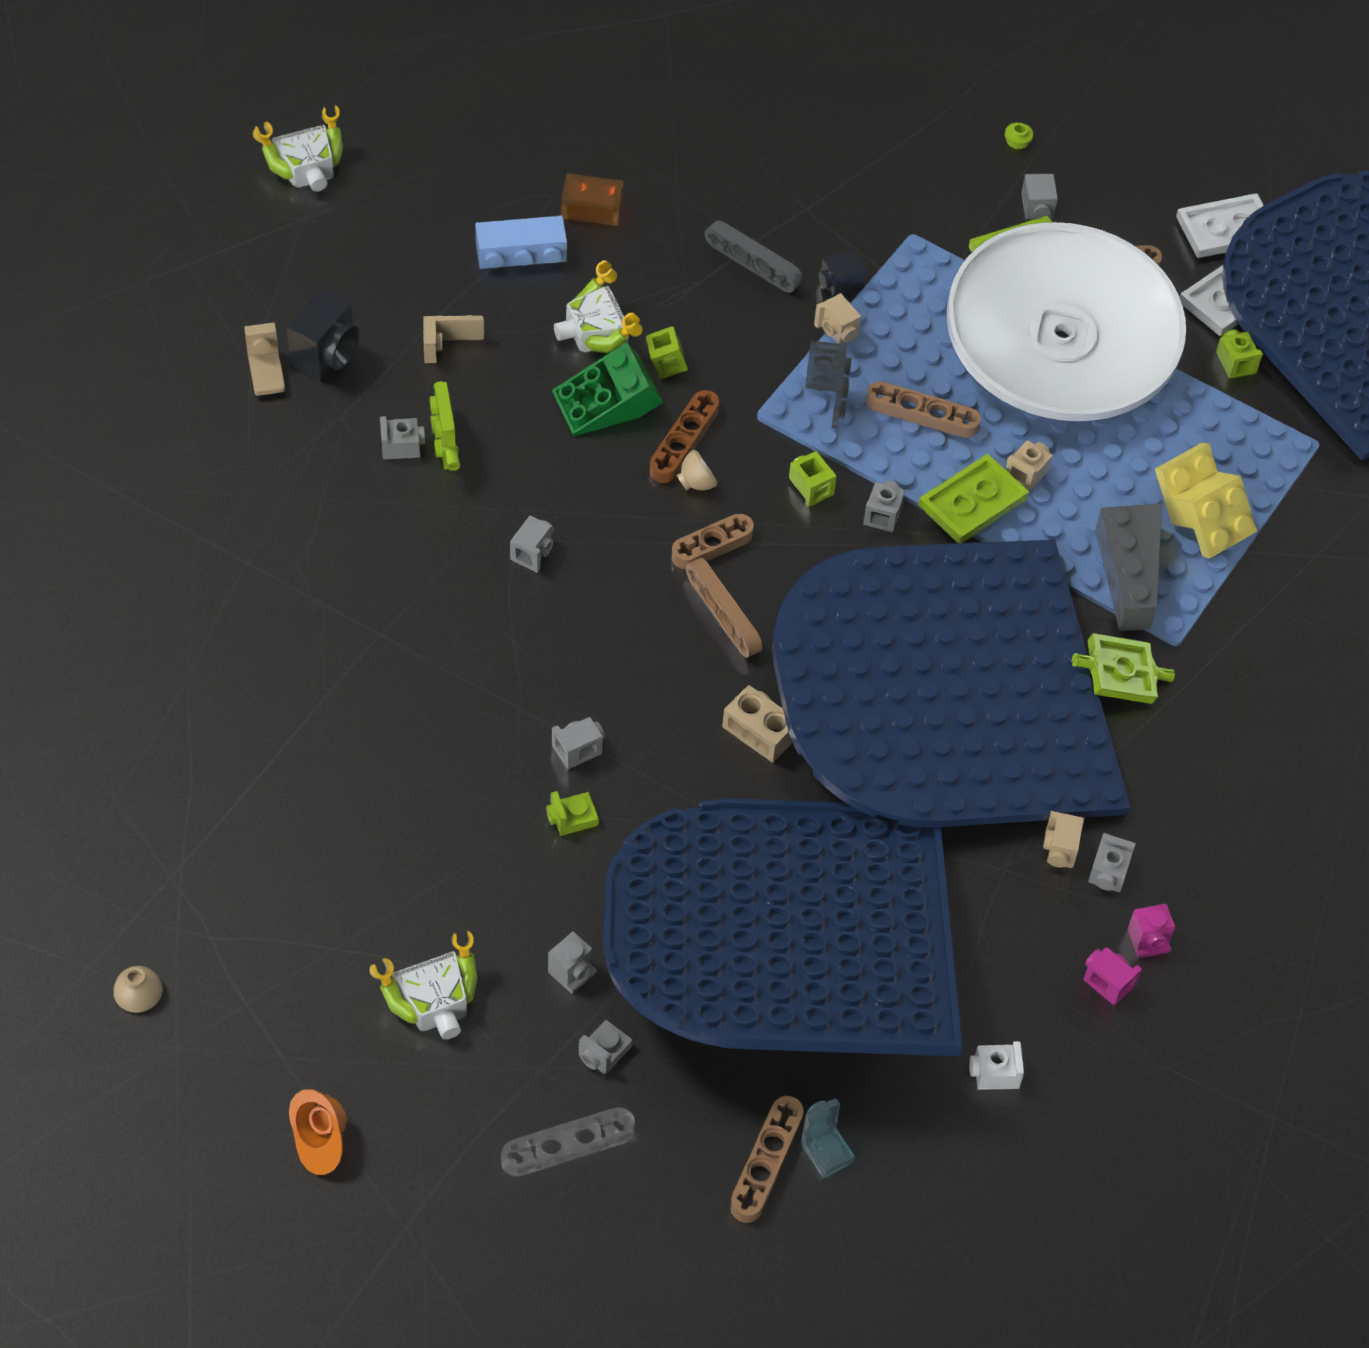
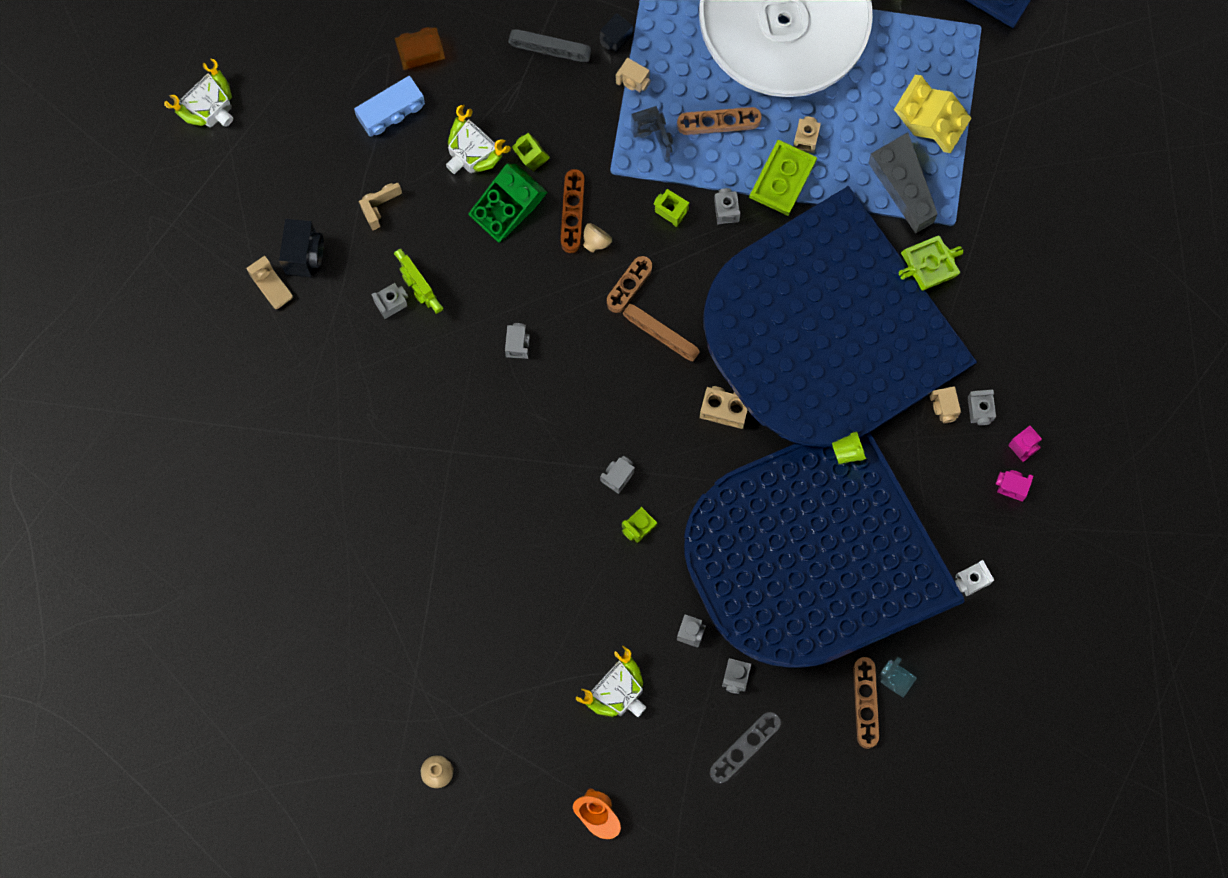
camera: 20 degrees left, 20 degrees up
(899, 826) = (849, 449): none -> lime piece

